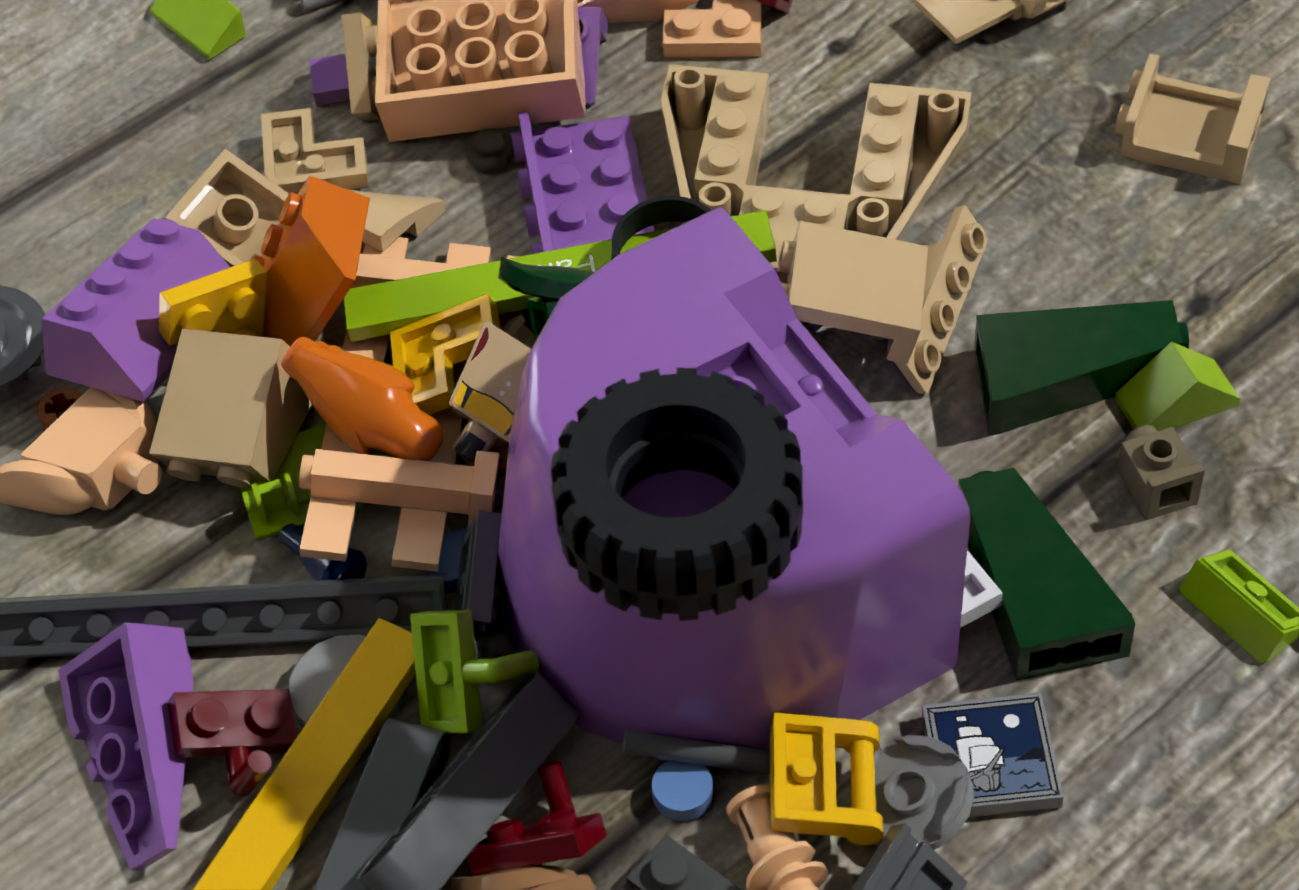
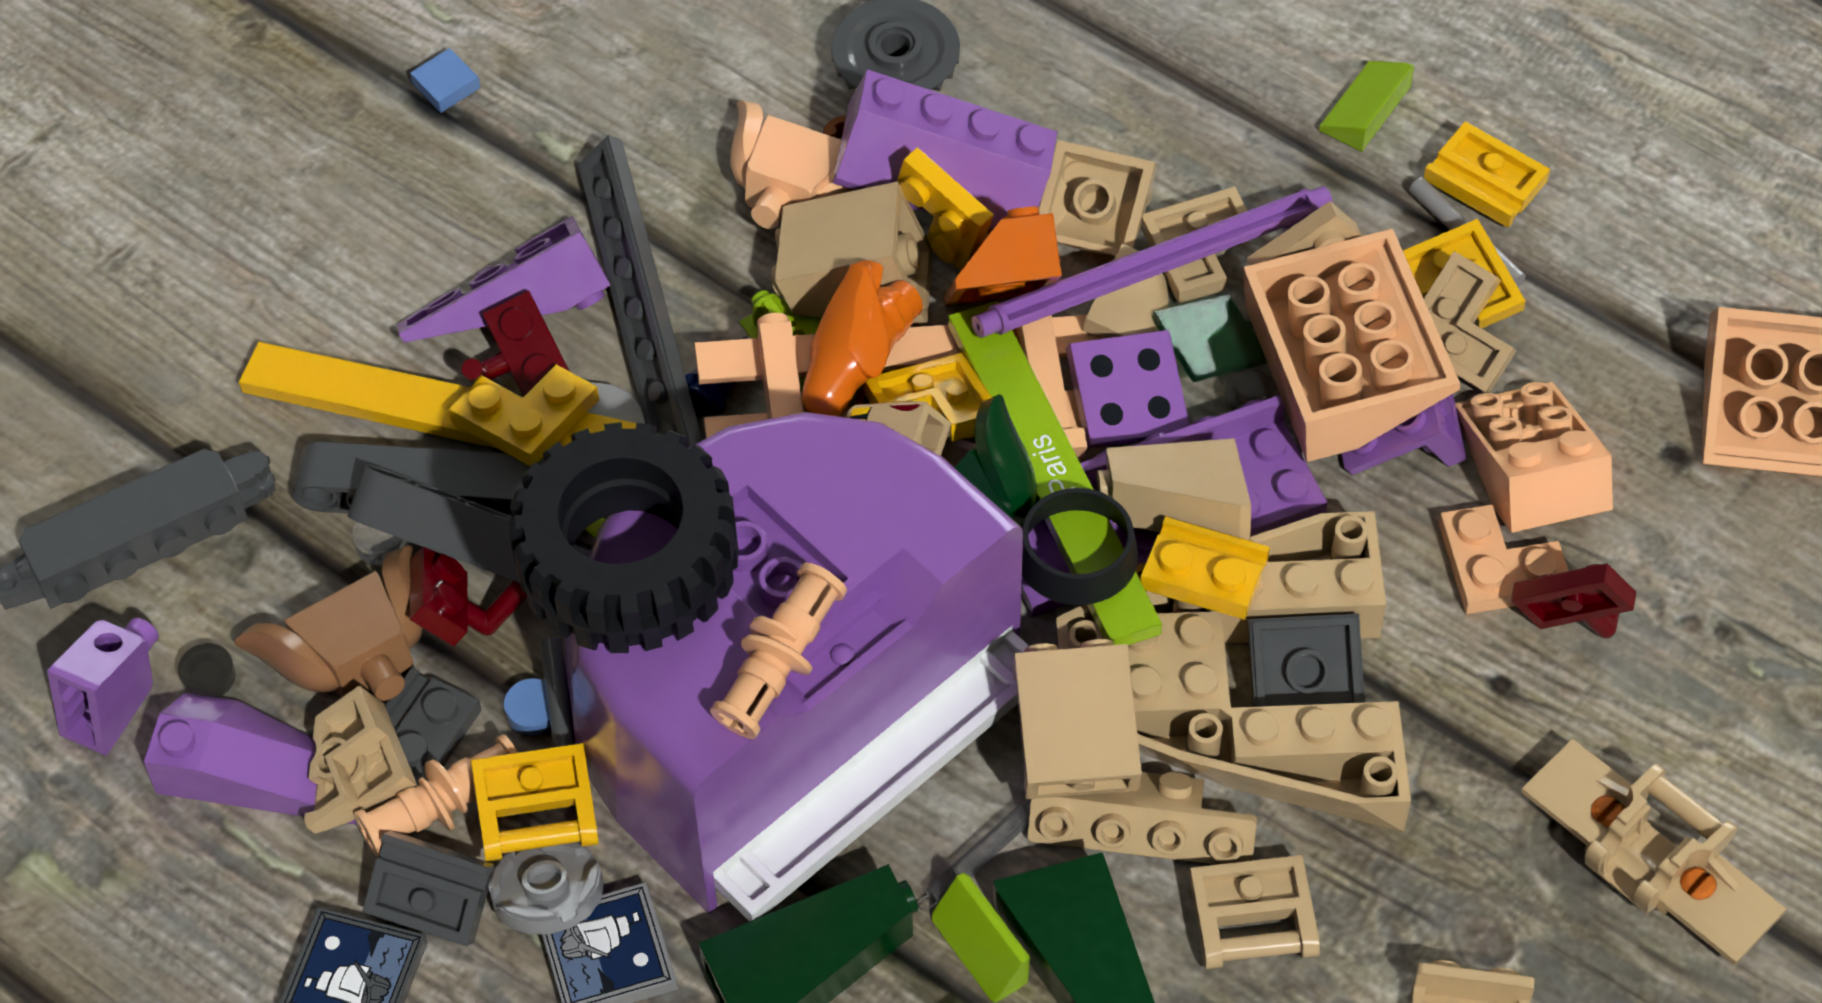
camera: 75 degrees right, 5 degrees up
(338, 164) = (1148, 262): none -> medium lavender piece
(340, 732) = (525, 424): none -> yellow plate
(420, 166) = (1210, 337): none -> clear green piece
(462, 223) = (1127, 388): none -> medium lavender tile
(610, 174) = (1181, 481): none -> tan slope
(711, 169) = (1205, 568): none -> yellow plate
(804, 149) = (1306, 660): none -> dark grey tile
(843, 387) = (777, 649): none -> light nougat piece
(916, 408) = (979, 861): none -> light grey piece
(1021, 237) = (1253, 894): none -> tan plate
(1035, 434) = (981, 939): none -> lime slope

